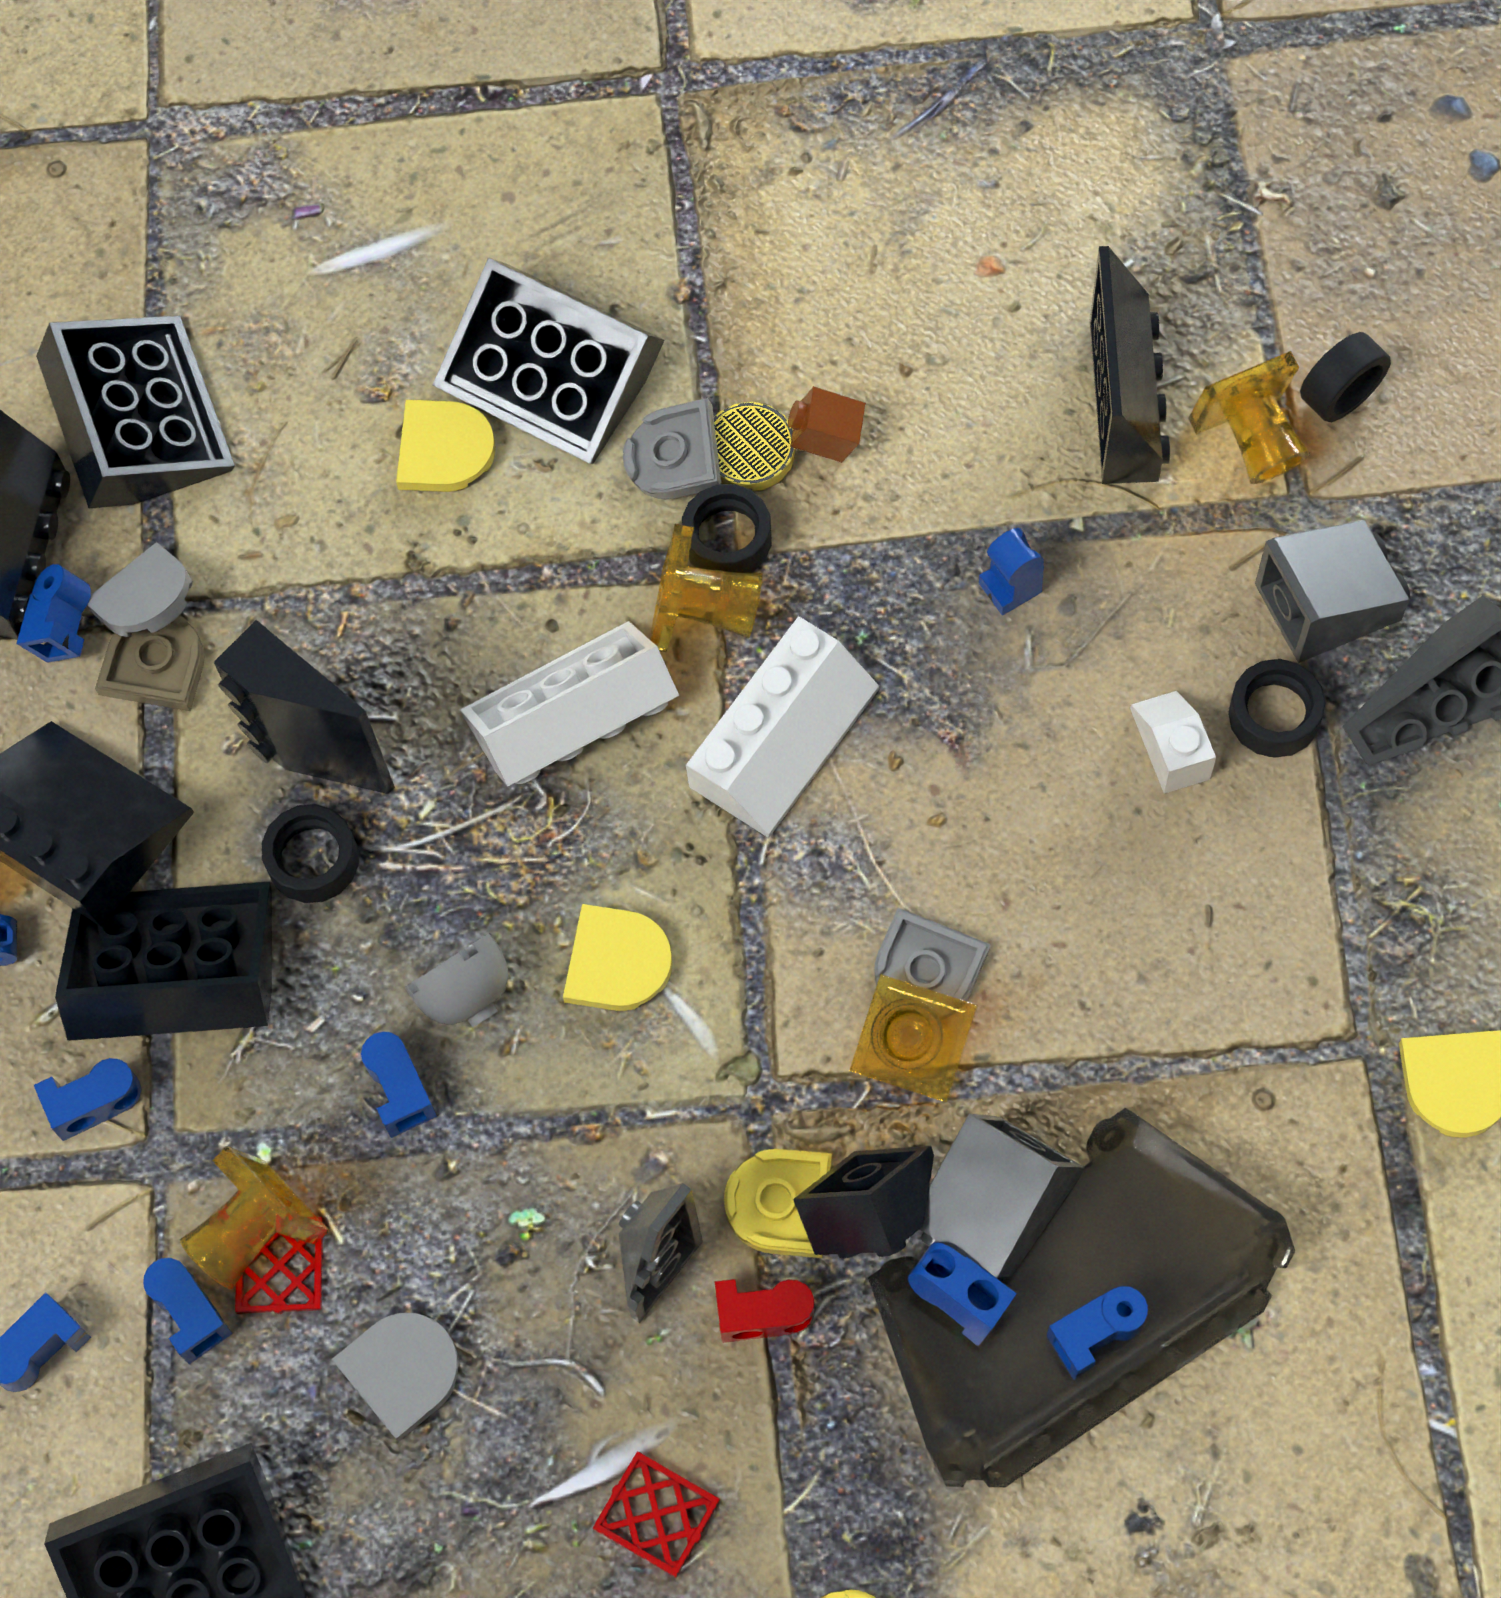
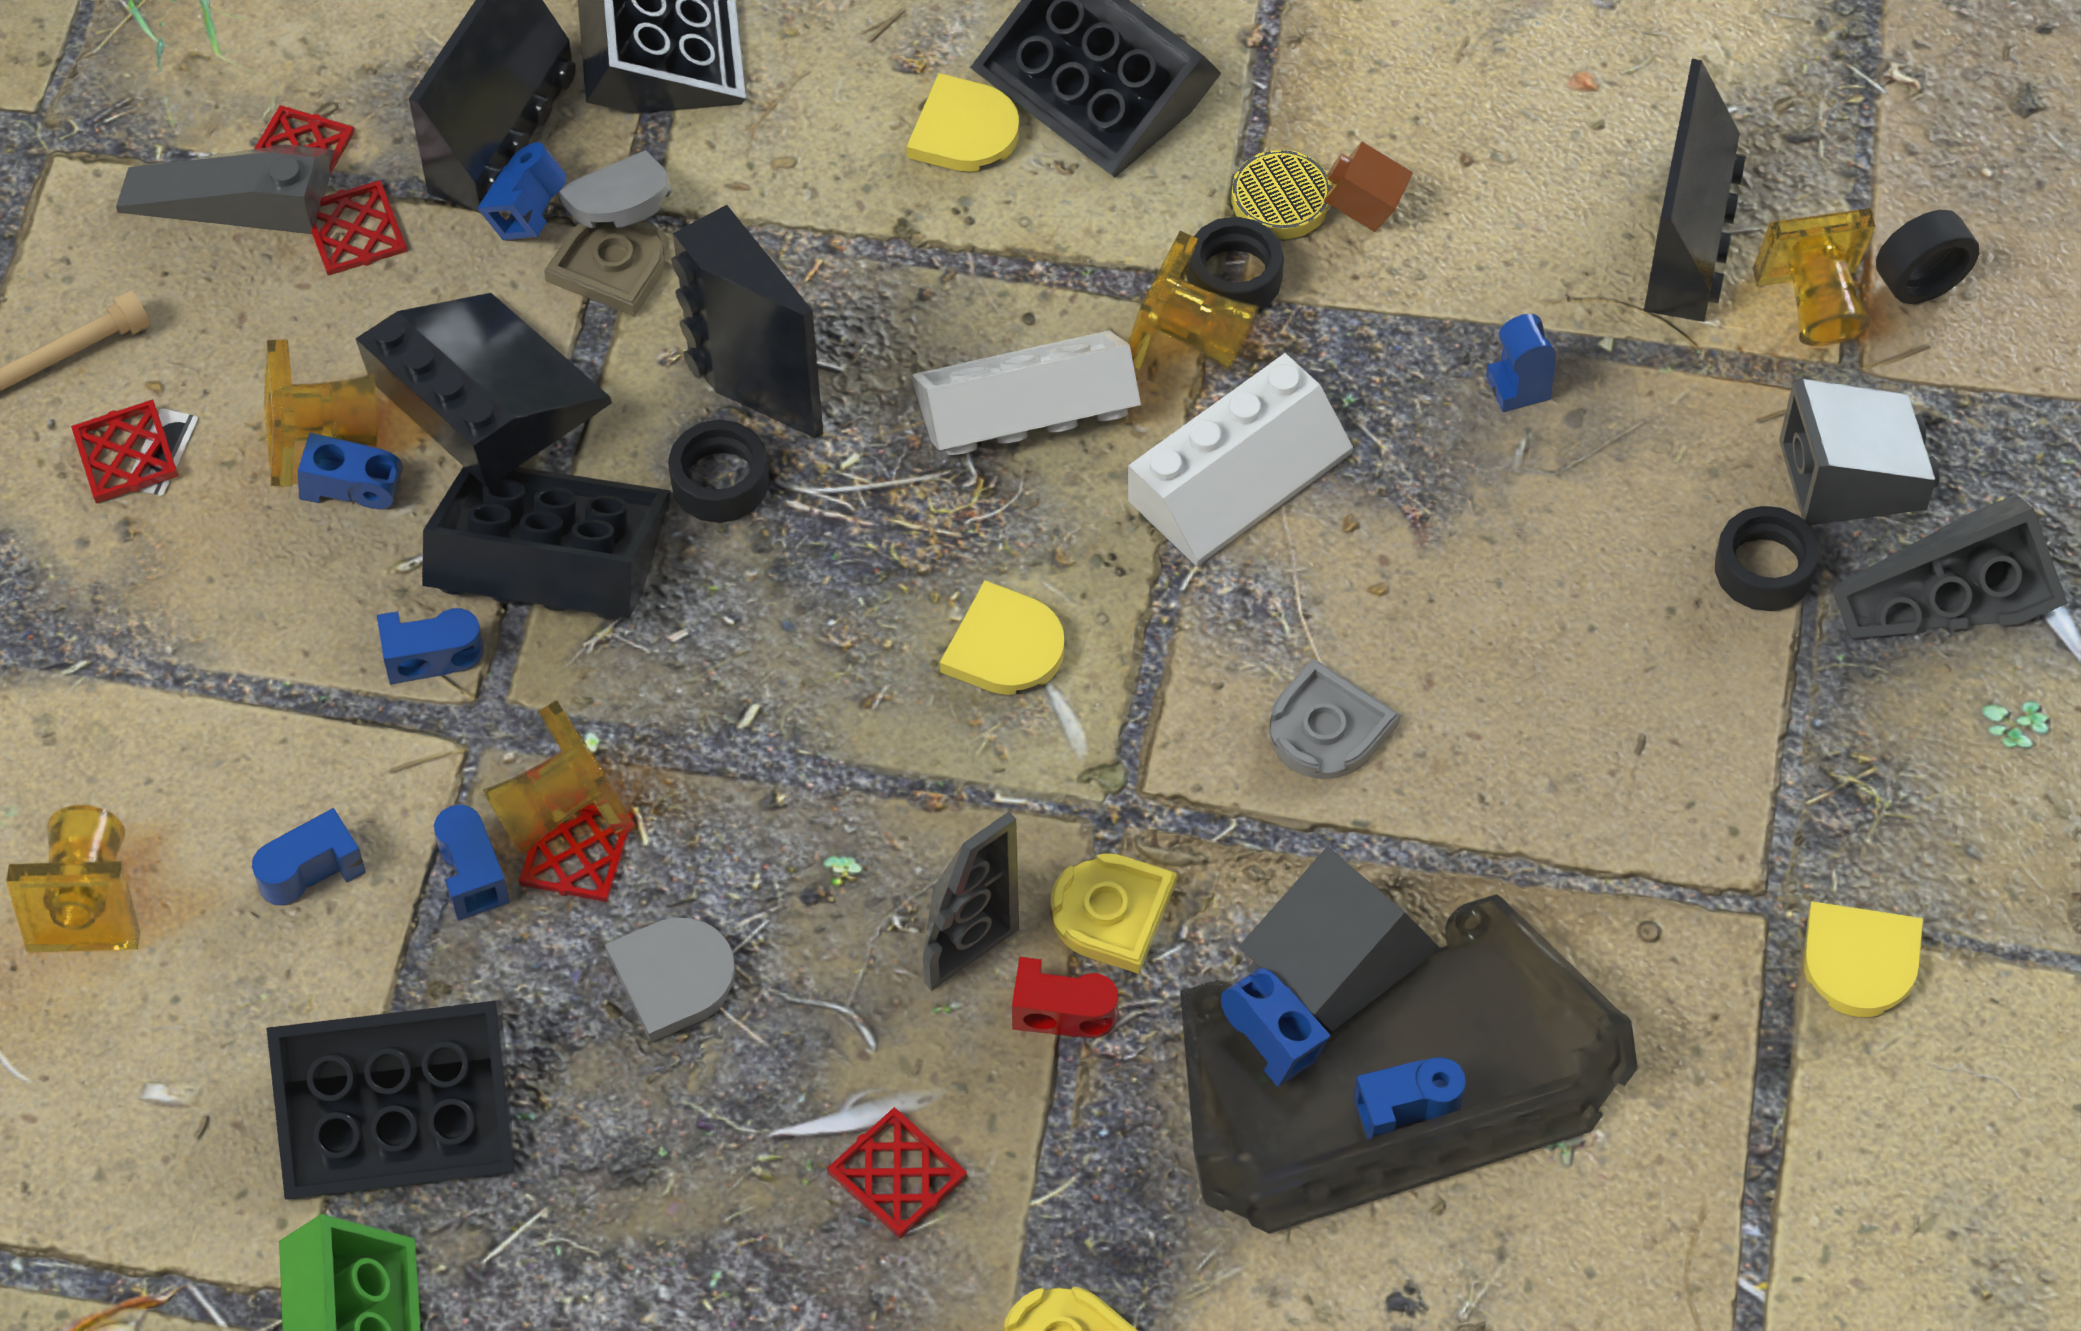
camera: 10 degrees right, 10 degrees down
(392, 1067) = (745, 689): blue leg -> none
(463, 985) = (839, 621): light grey cylinder -> none
(674, 451) = (1201, 179): light grey tile -> none
(868, 1202) = (1198, 919): black slope -> none
(943, 1033) = (1295, 805): clear yellow plant -> none
(1174, 741) = (1649, 568): white slope -> none

